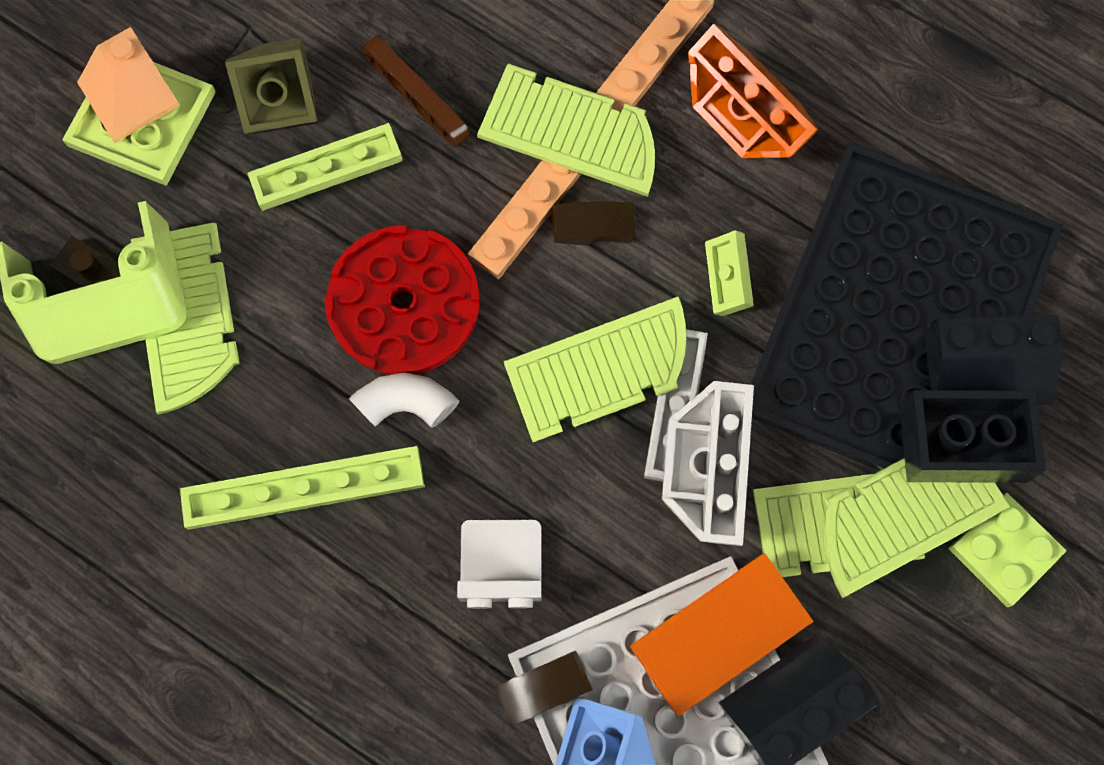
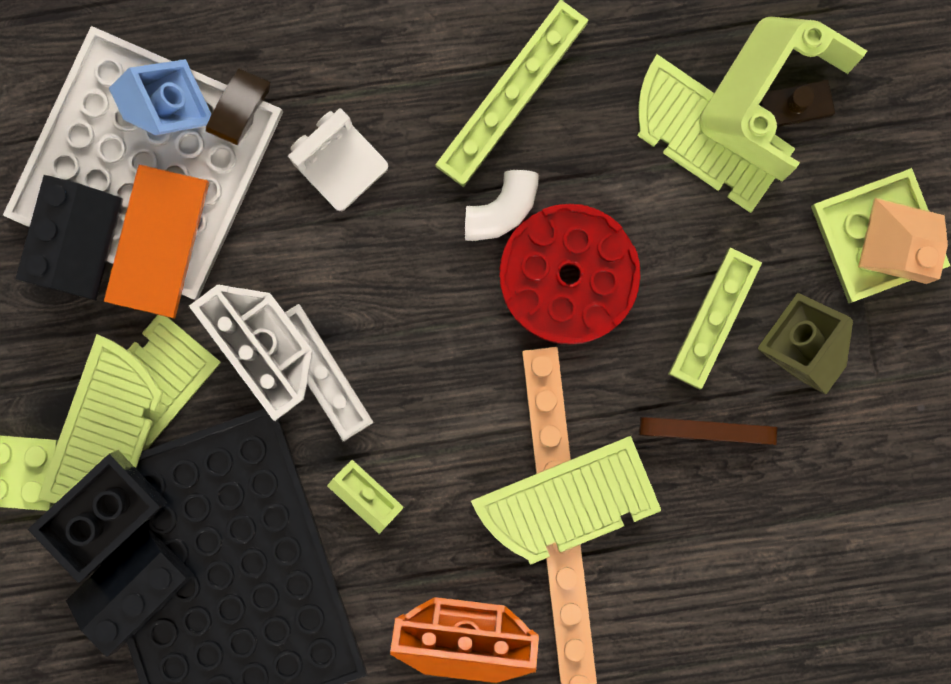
camera: 135 degrees right, 10 degrees up
(593, 221) = (492, 449): dark brown slope -> none
(600, 369) = (392, 349): yellowish green piece -> none

